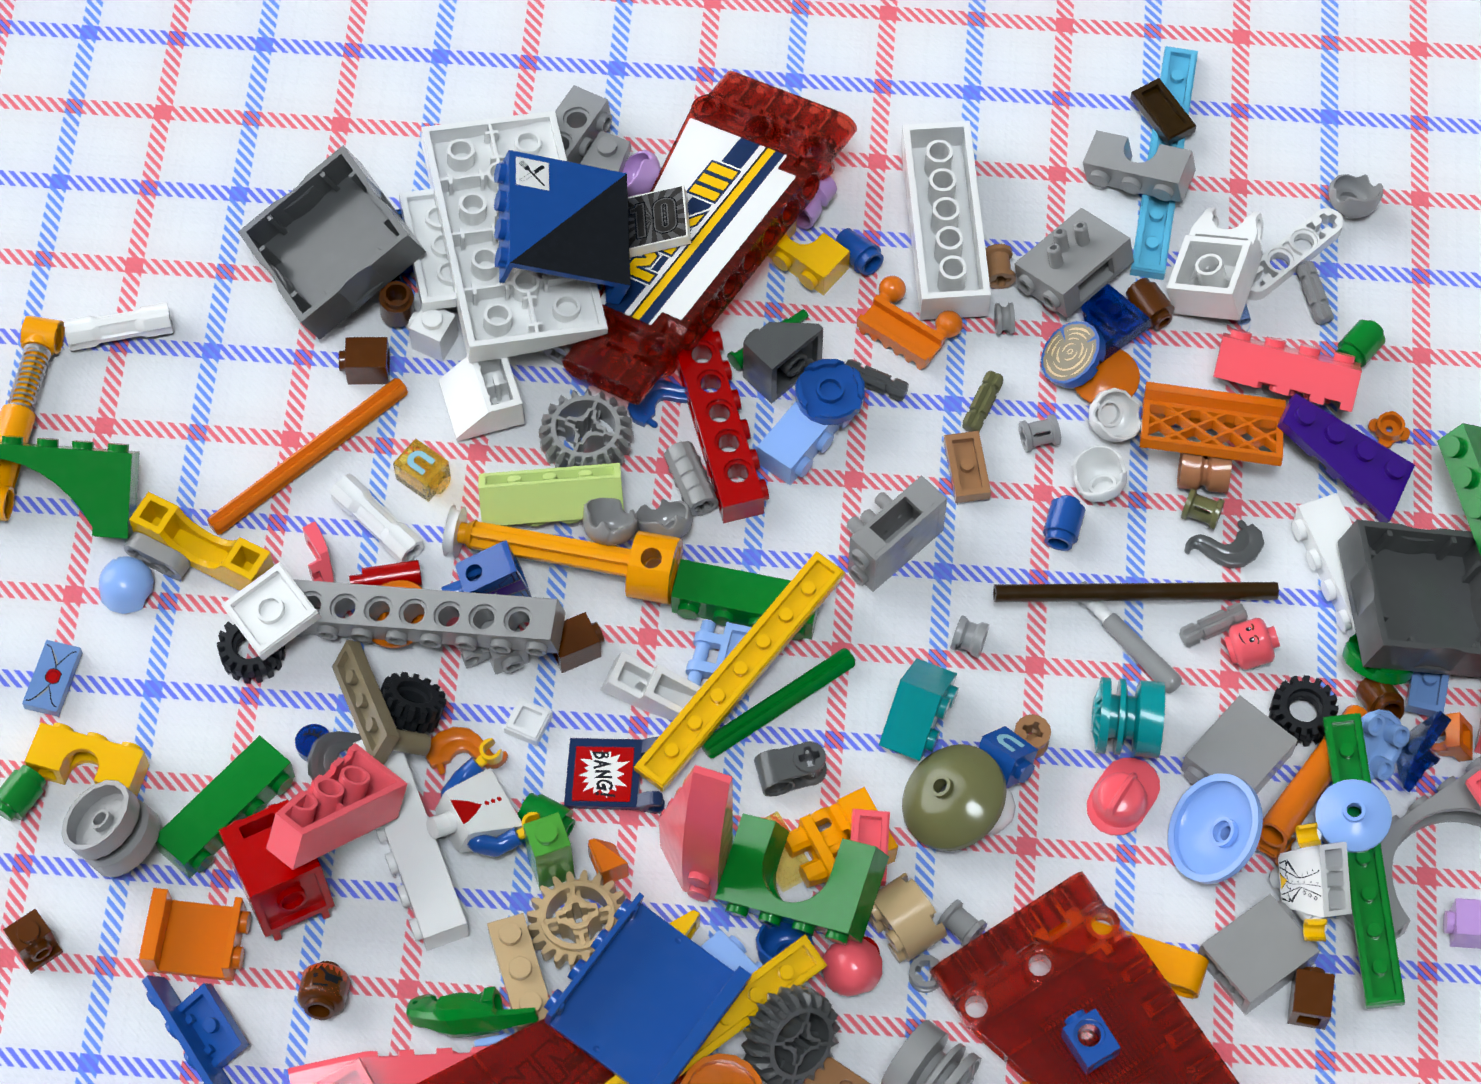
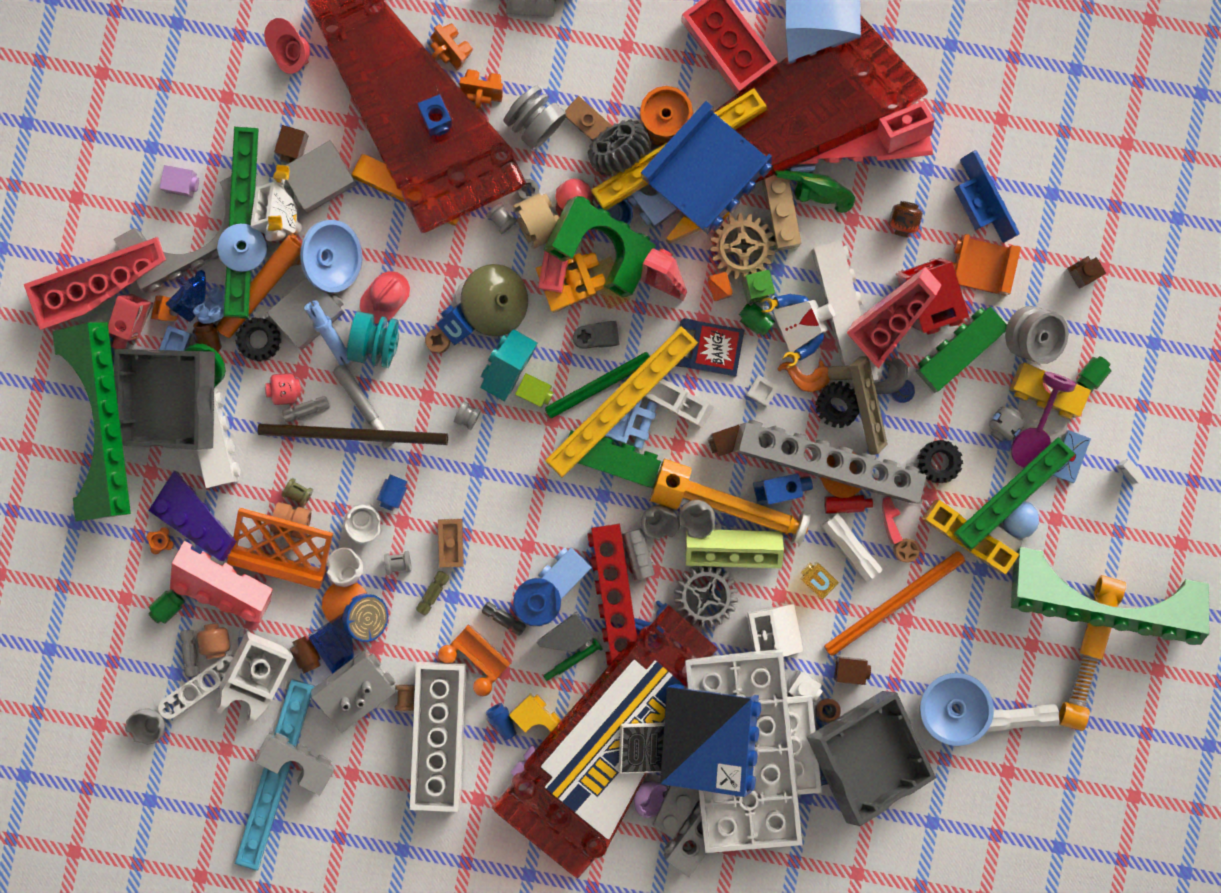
camera: 175 degrees left, 25 degrees up
(103, 686) = (1035, 440): none -> magenta piece
(137, 608) = (1014, 494): none -> green tile
(151, 710) = (1006, 423): none -> light grey head
(217, 305) = (959, 727): none -> light blue dish
(271, 611) = (927, 477): white tile -> none
(287, 520) = (910, 550): none -> medium nougat wheel
(874, 680) = (534, 391): none -> lime brick
(894, 533) = (508, 490): light grey piece -> none
(1004, 318) = (407, 655): light grey bush -> none
(1163, 112) = (269, 811): dark brown tile -> none
(1206, 723) = (324, 326): none -> light blue pin
(1235, 555) = (276, 461): dark grey piece -> none
(1283, 307) = (213, 641): none -> nougat head

